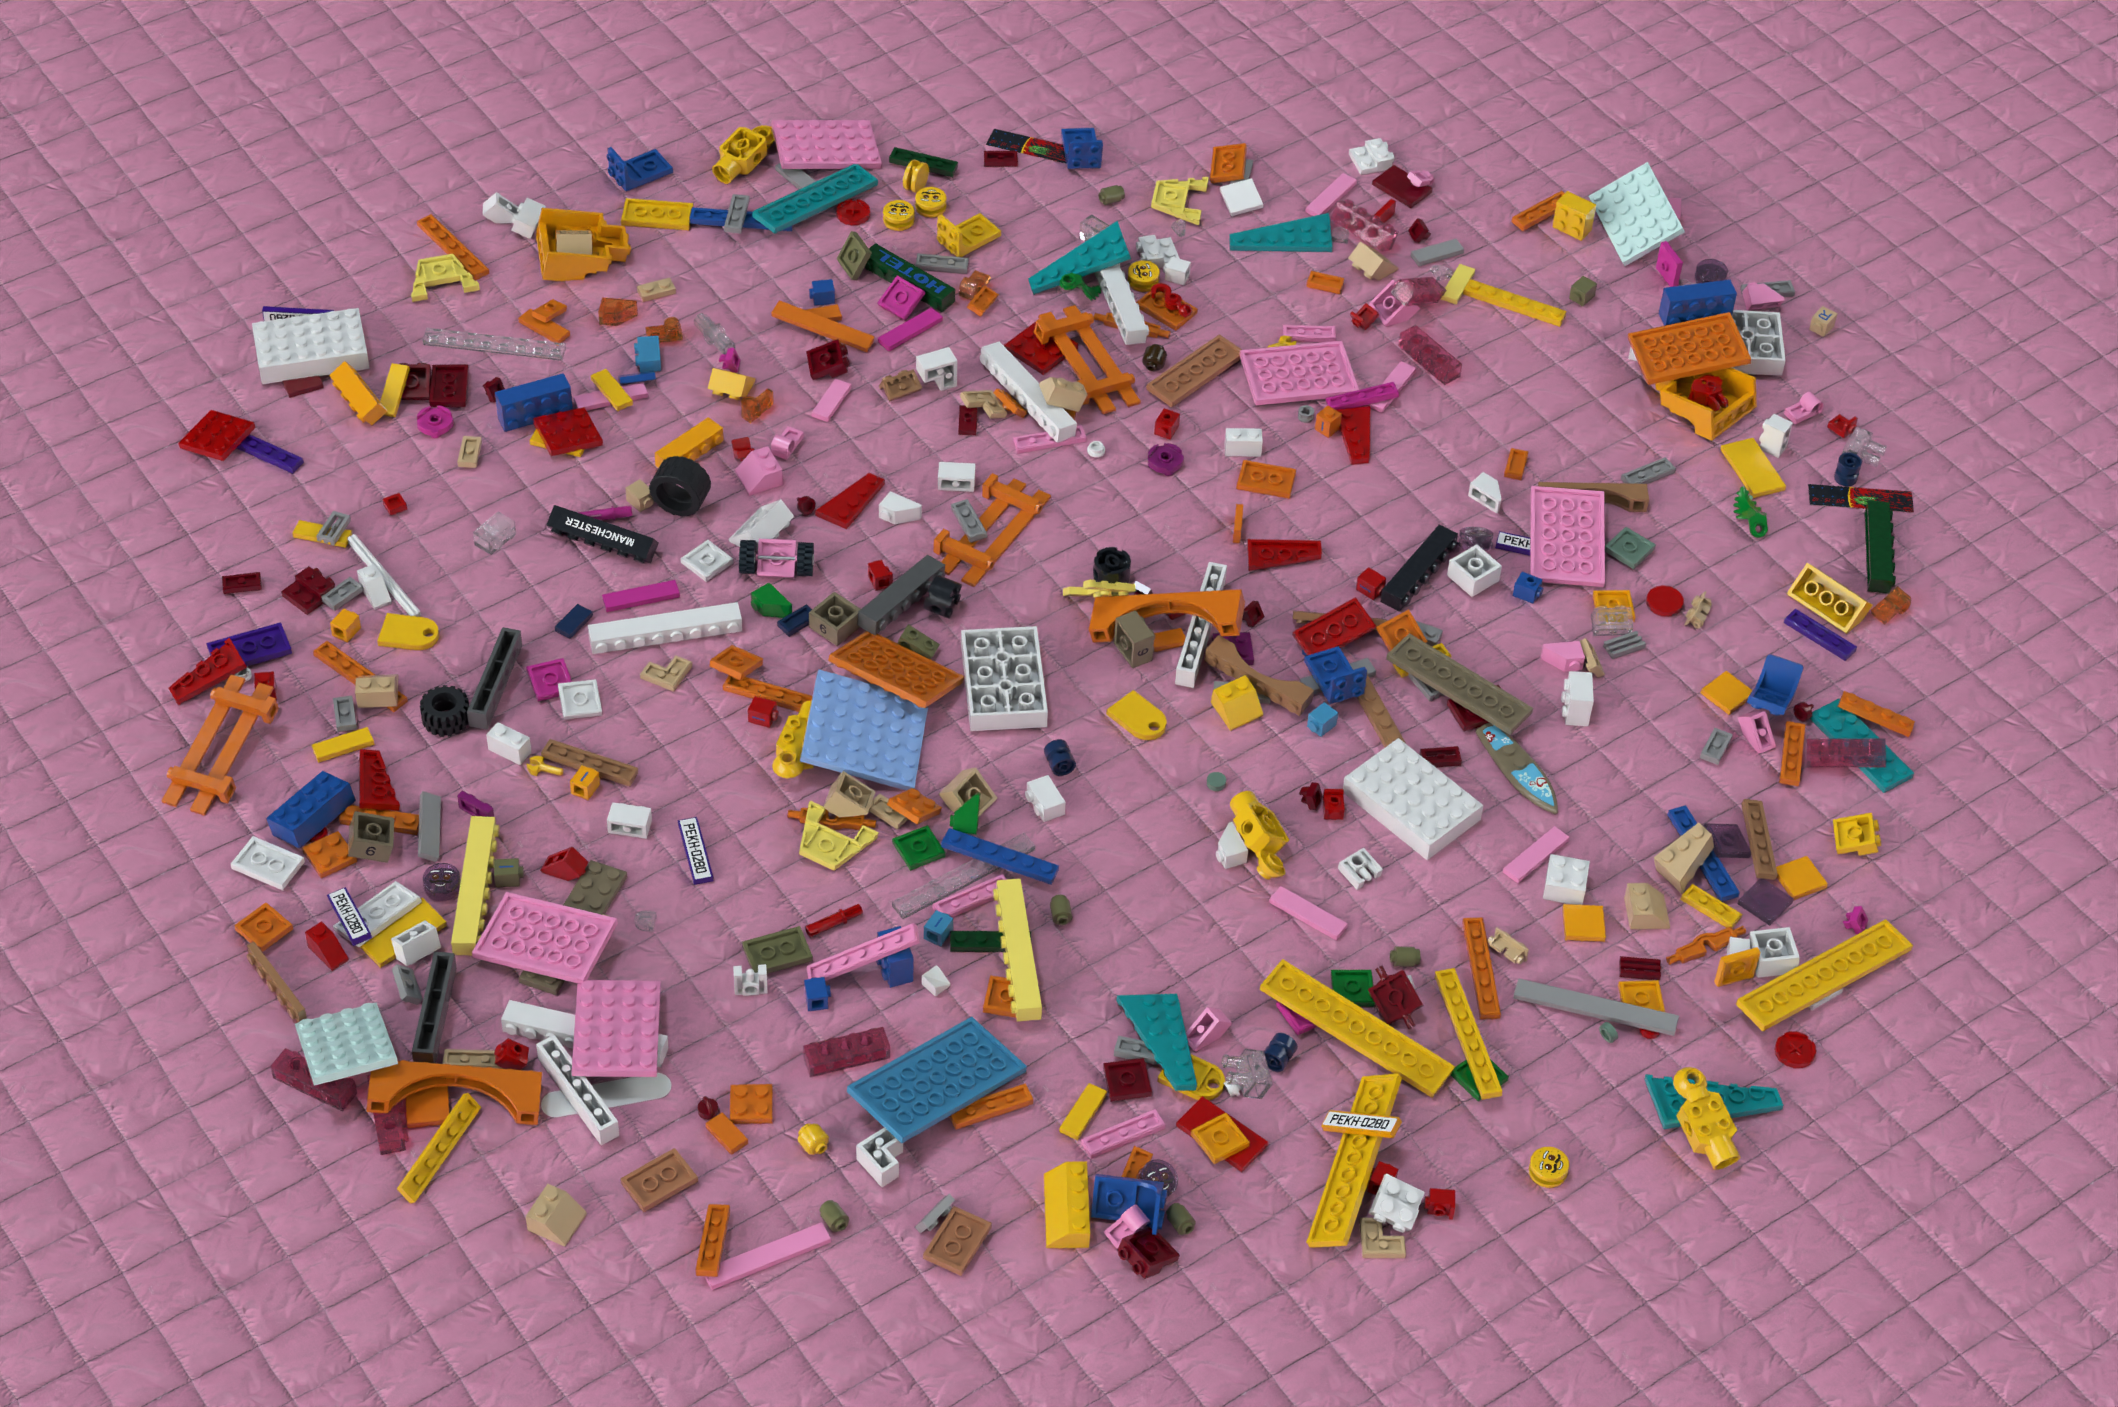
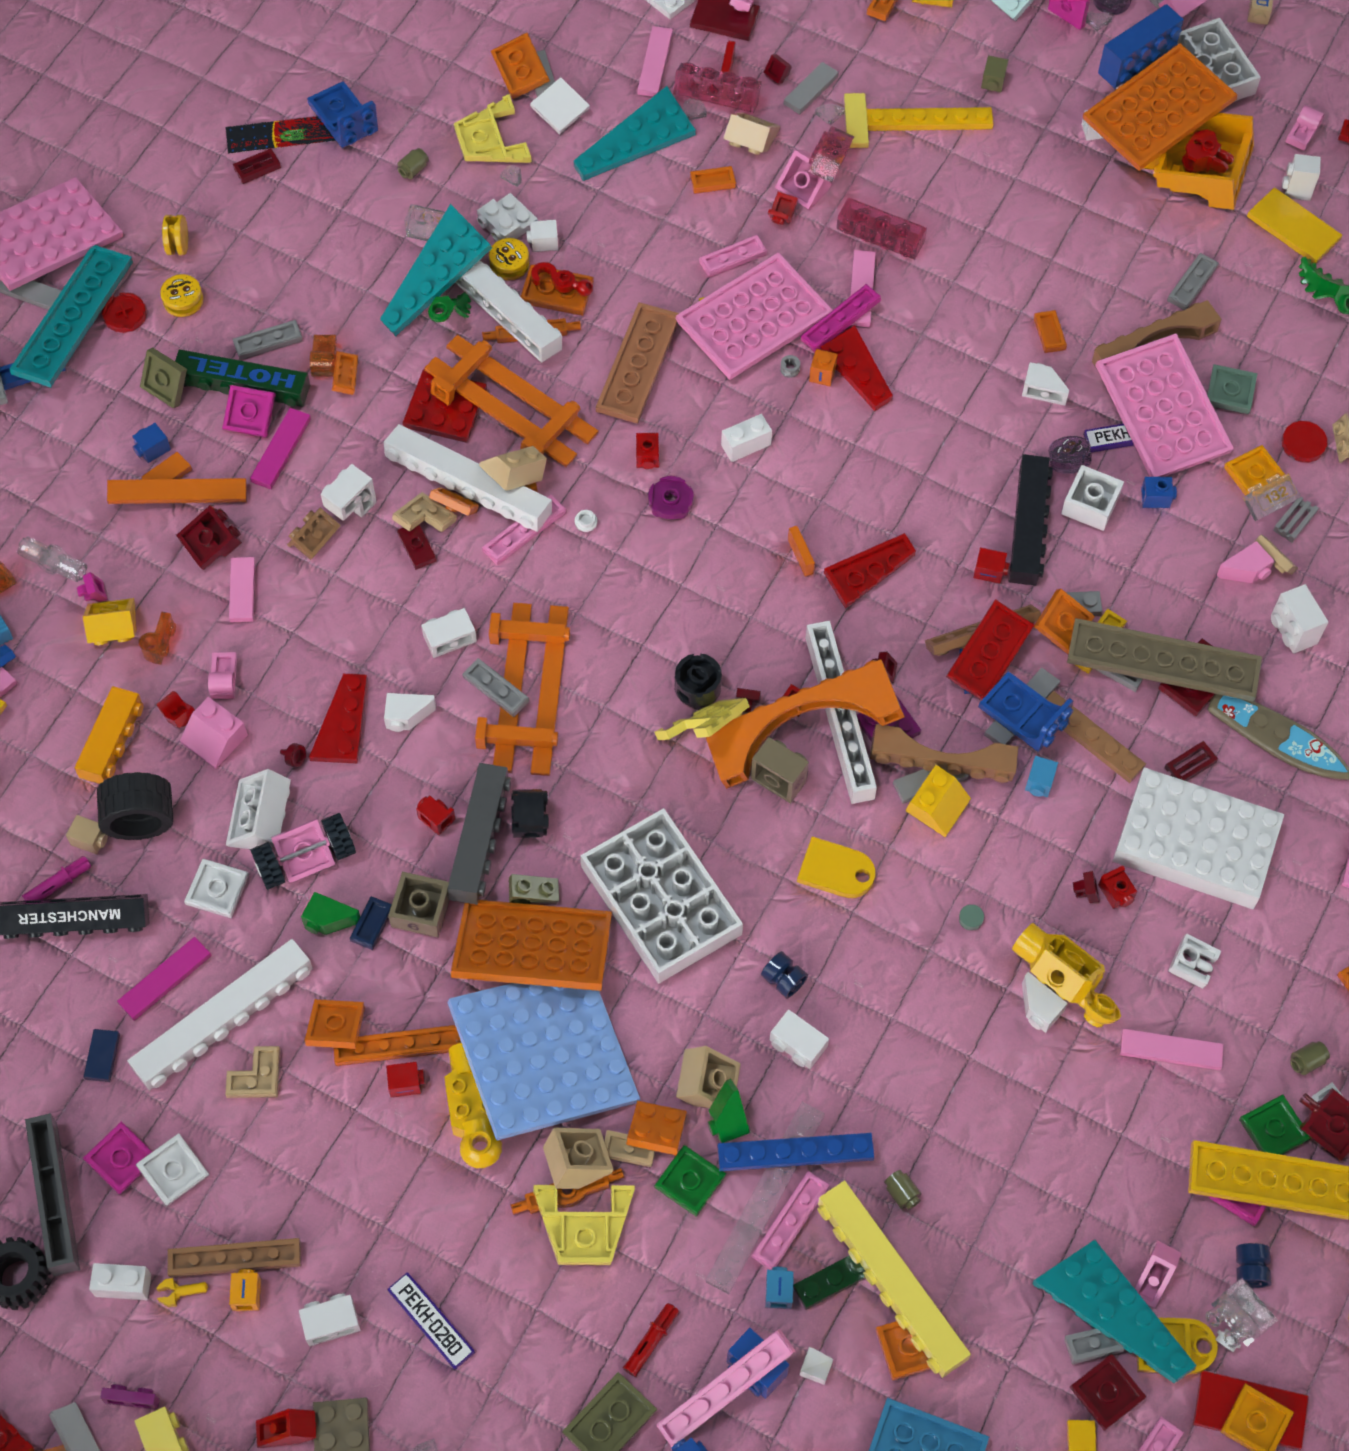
camera: 25 degrees left, 15 degrees up
(930, 202) = (209, 261): yellow head -> none
(936, 164) = (155, 210): dark green plate -> none
(966, 235) = (277, 288): yellow bracket -> none
(1154, 357) = (583, 365): dark brown head -> none
(1169, 639) = (812, 743): orange tile -> none
(1266, 479) = (795, 474): orange tile -> none
(1283, 341) = (713, 283): yellow bar -> none

